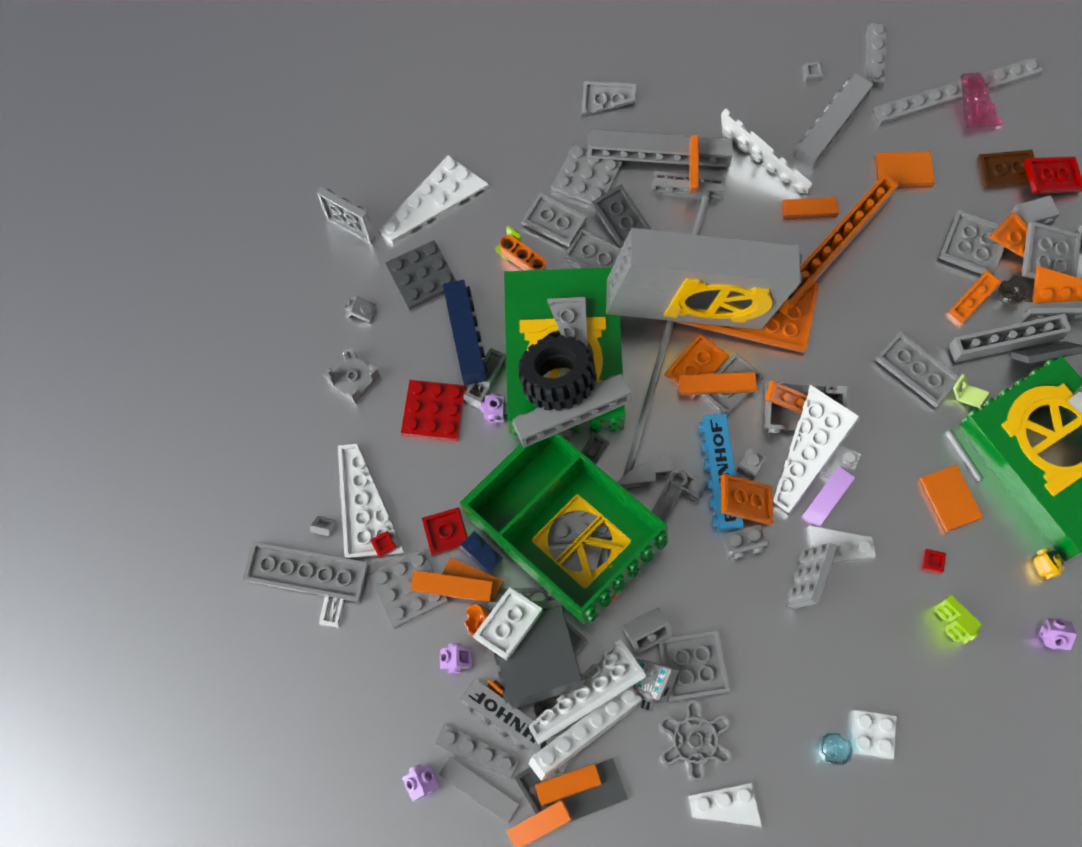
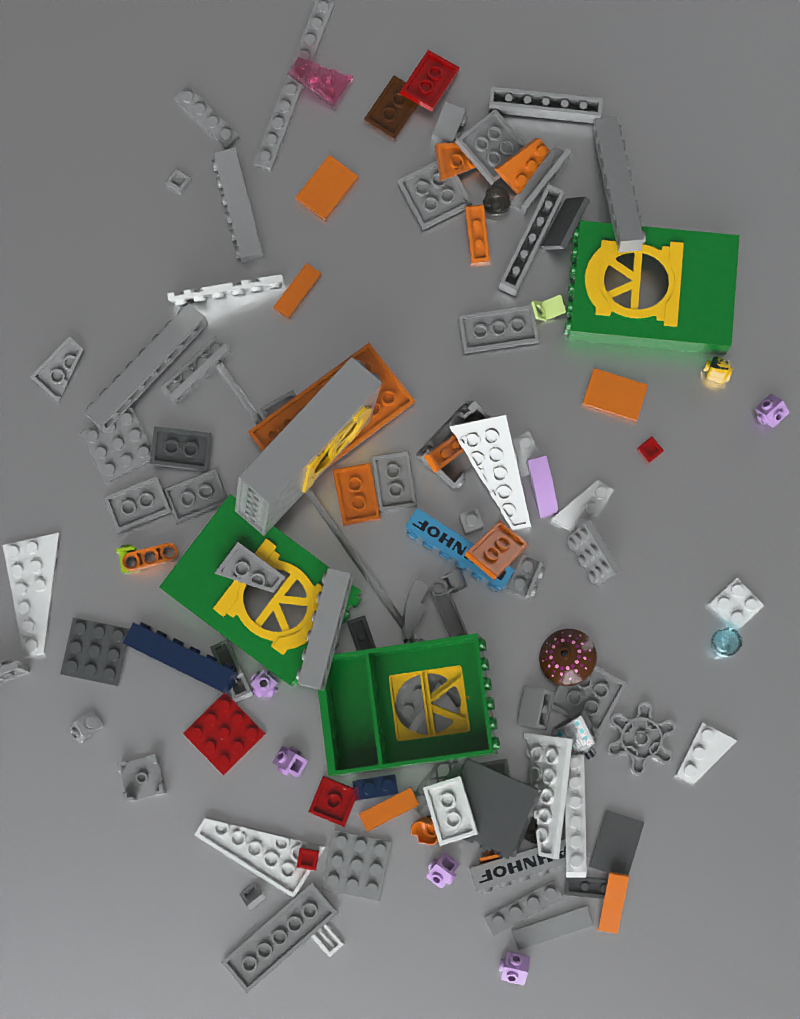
camera: 55 degrees left, 10 degrees up
(449, 472) = (290, 761): none -> lavender brick
(451, 586) = (384, 831): orange tile -> none
(560, 391) = (268, 608): black tyre -> none
(568, 784) = (601, 858): orange tile -> none
(693, 164) = (188, 355): orange tile -> none
(709, 634) = (576, 665): none -> reddish brown dish
(717, 383) = (386, 492): orange tile -> none
(841, 237) = (345, 287): orange brick -> none
(961, 624) = (711, 474): lime plate -> none
(964, 455) = (591, 355): light grey bar -> none

